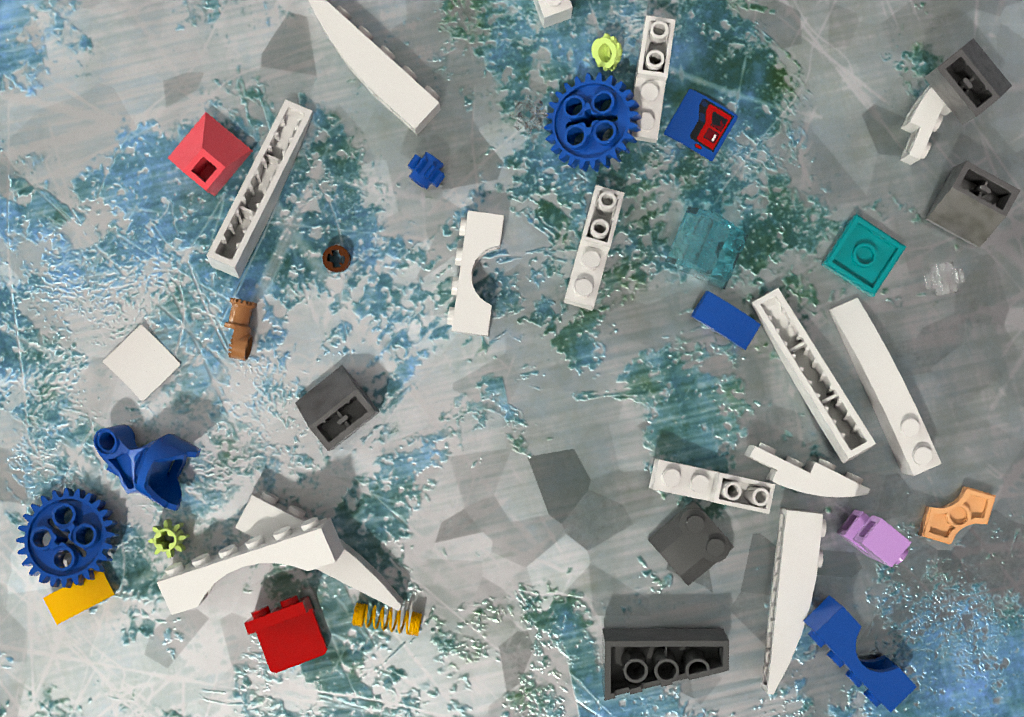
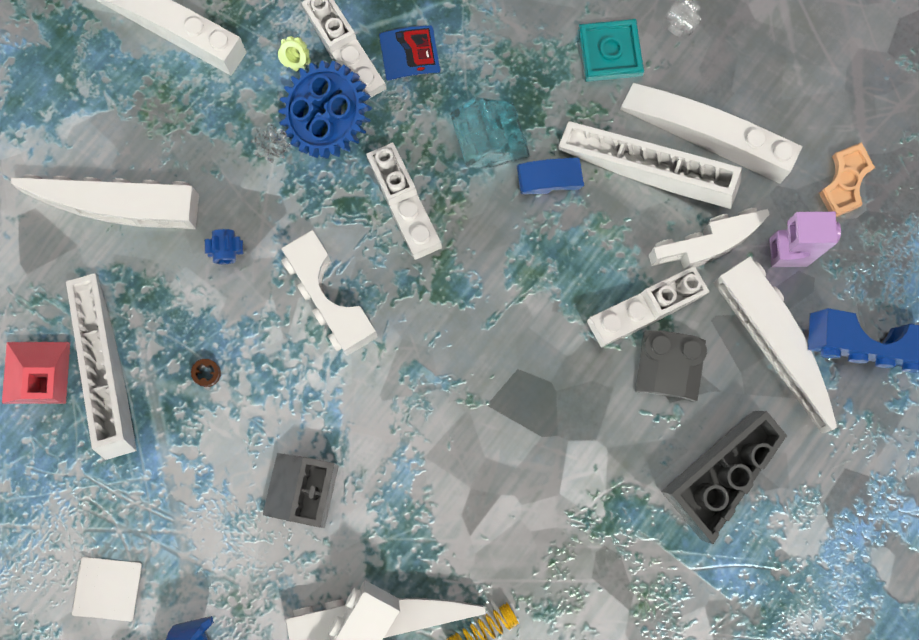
camera: 40 degrees left, 10 degrees down
(239, 321) = (164, 487): medium nougat connector -> none

